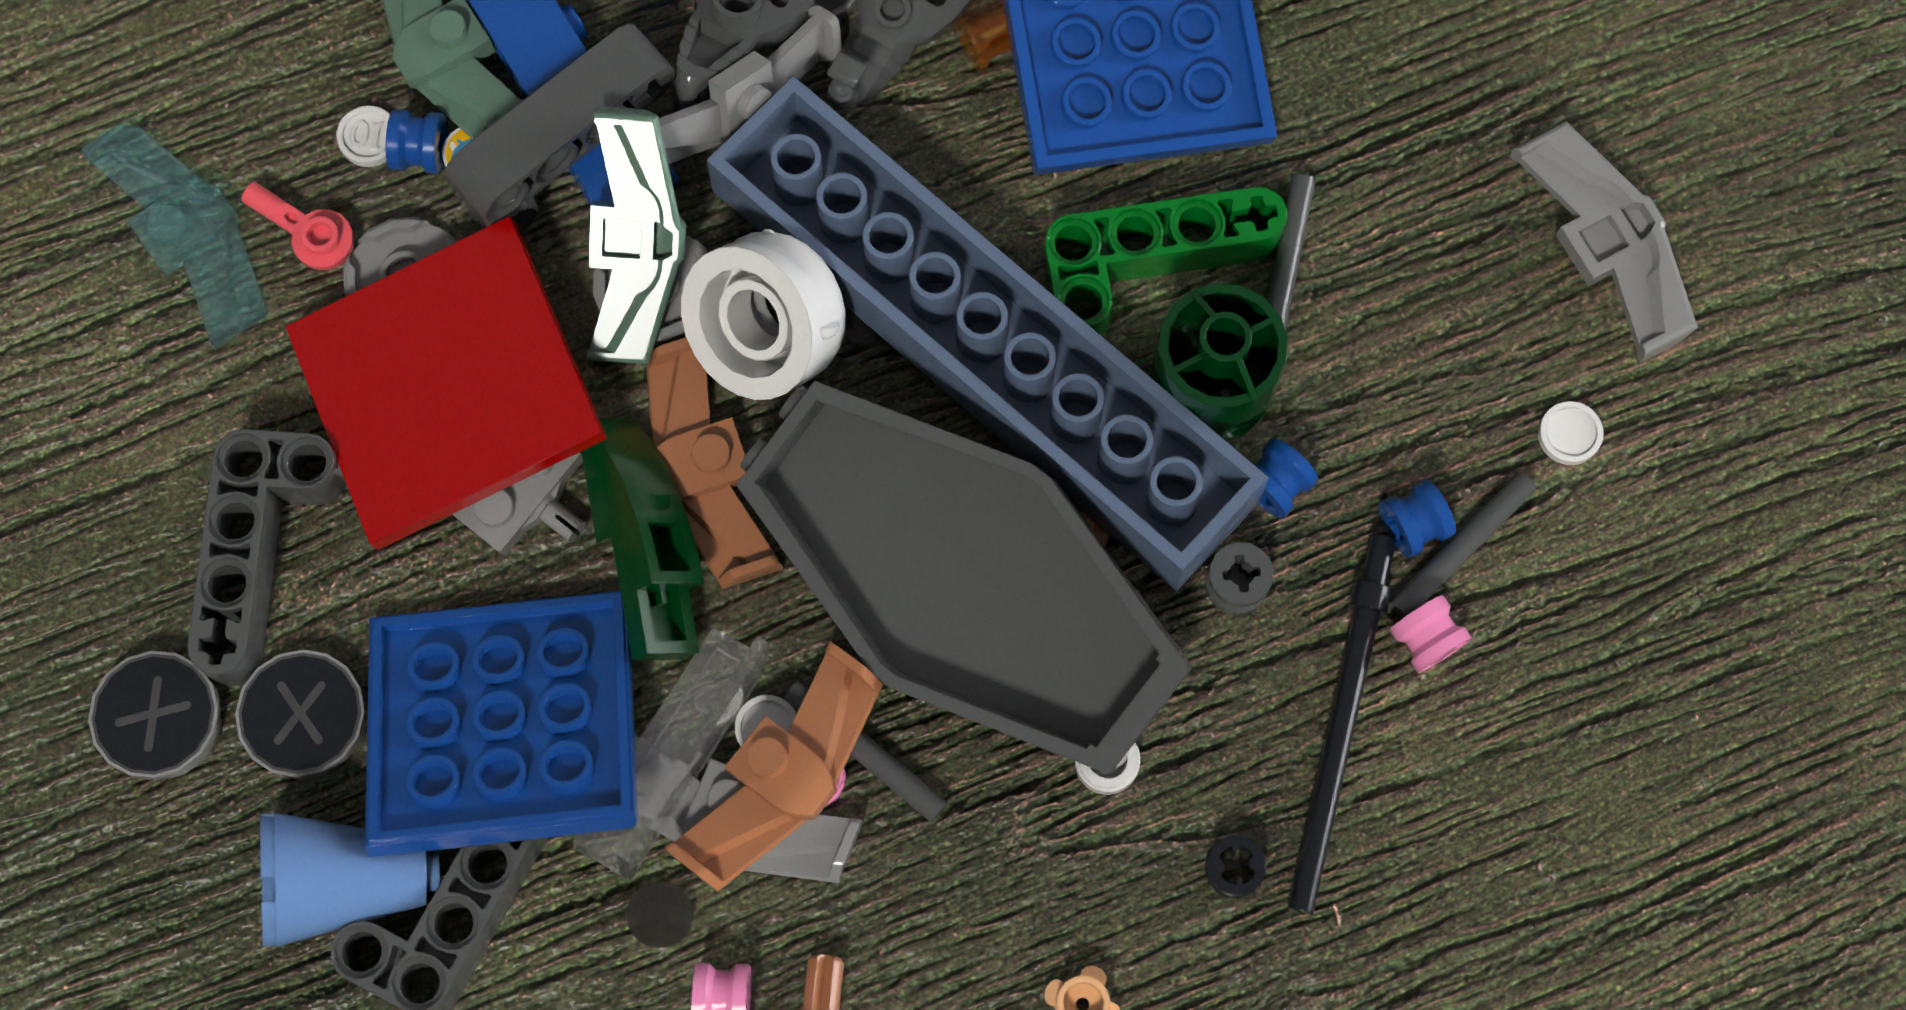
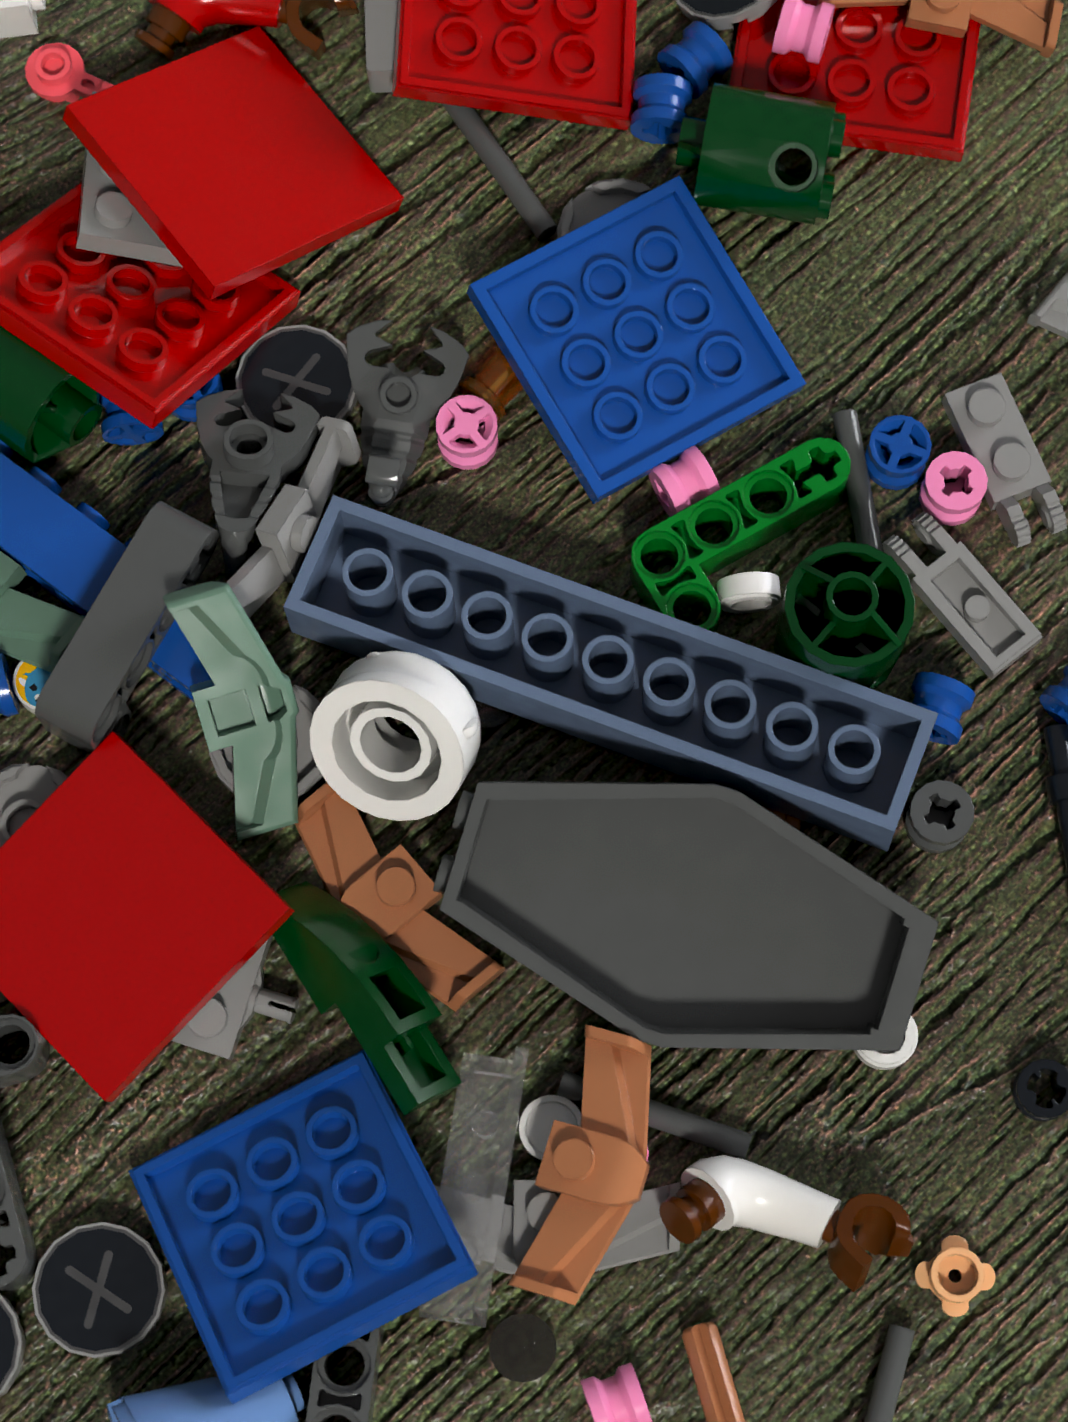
camera: 20 degrees left, 0 degrees up
(916, 853) = (742, 1194): none -> piece
(945, 53) = (463, 418): none -> bright pink wheel
(1126, 182) = (683, 481): none -> bright pink wheel
(1142, 306) = (749, 592): none -> white tile
(1344, 218) = (902, 439): none -> blue wheel
(1346, 388) = (965, 598): none -> light grey hinge
(1371, 296) = (947, 500): none -> bright pink wheel
(1437, 270) = (996, 435): none -> light grey hinge

